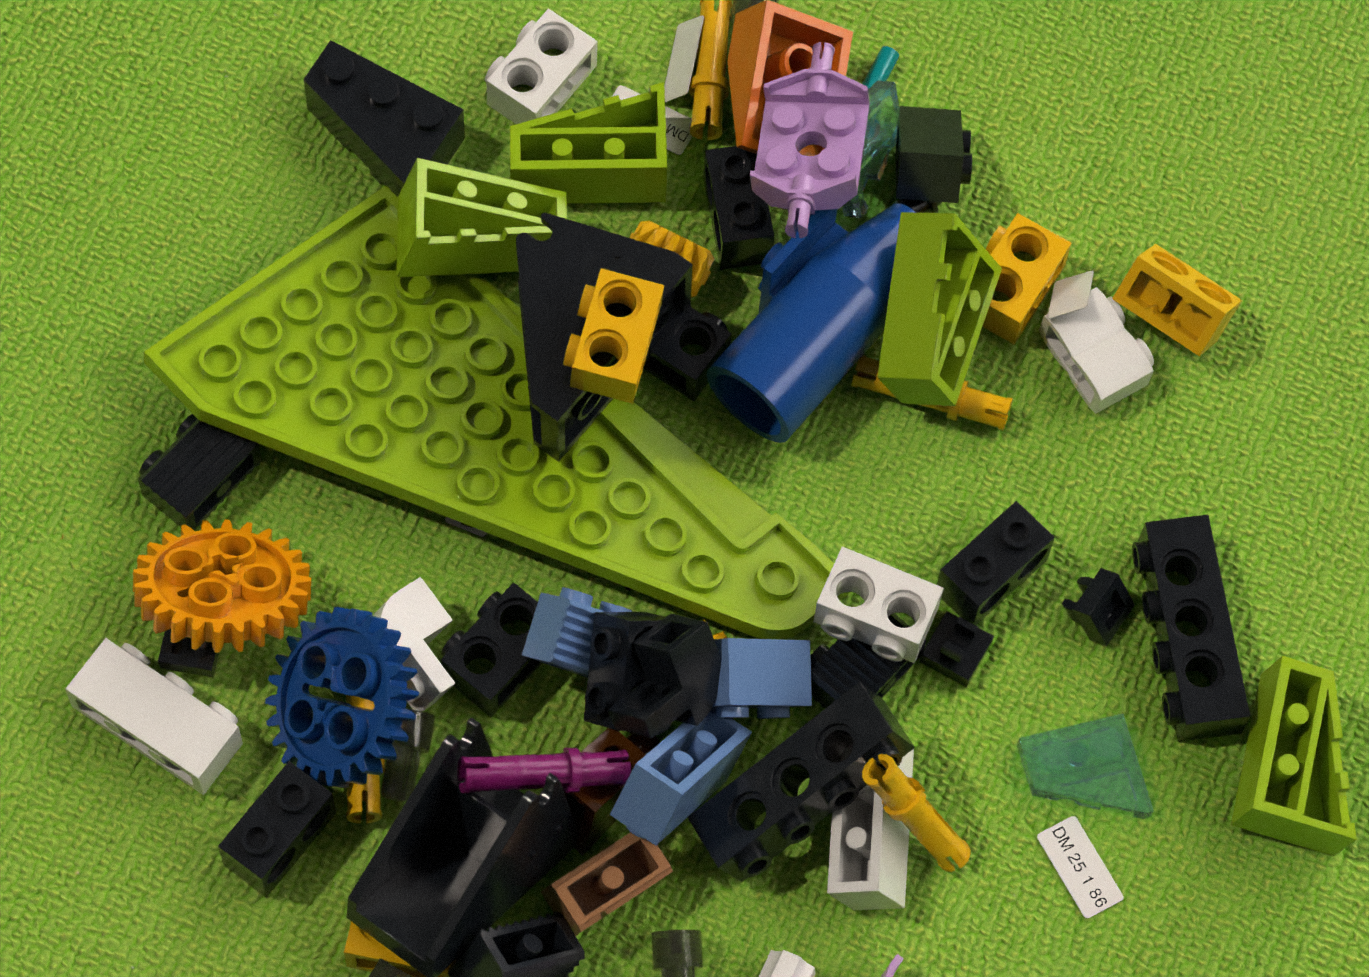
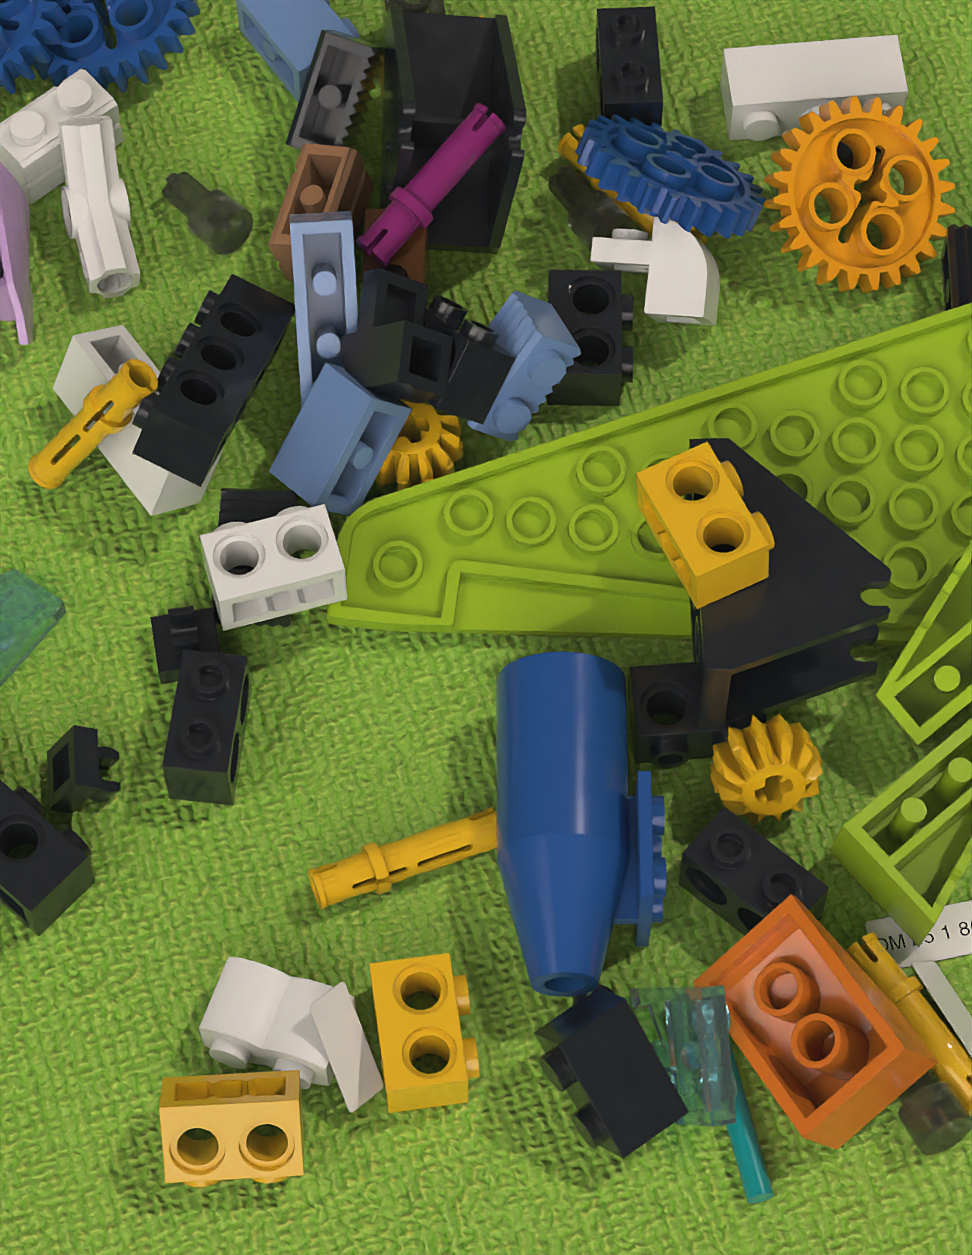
camera: 145 degrees right, 5 degrees down
(807, 110) = (706, 872): lavender plate -> none
(934, 308) = (454, 880): lime wedge -> none

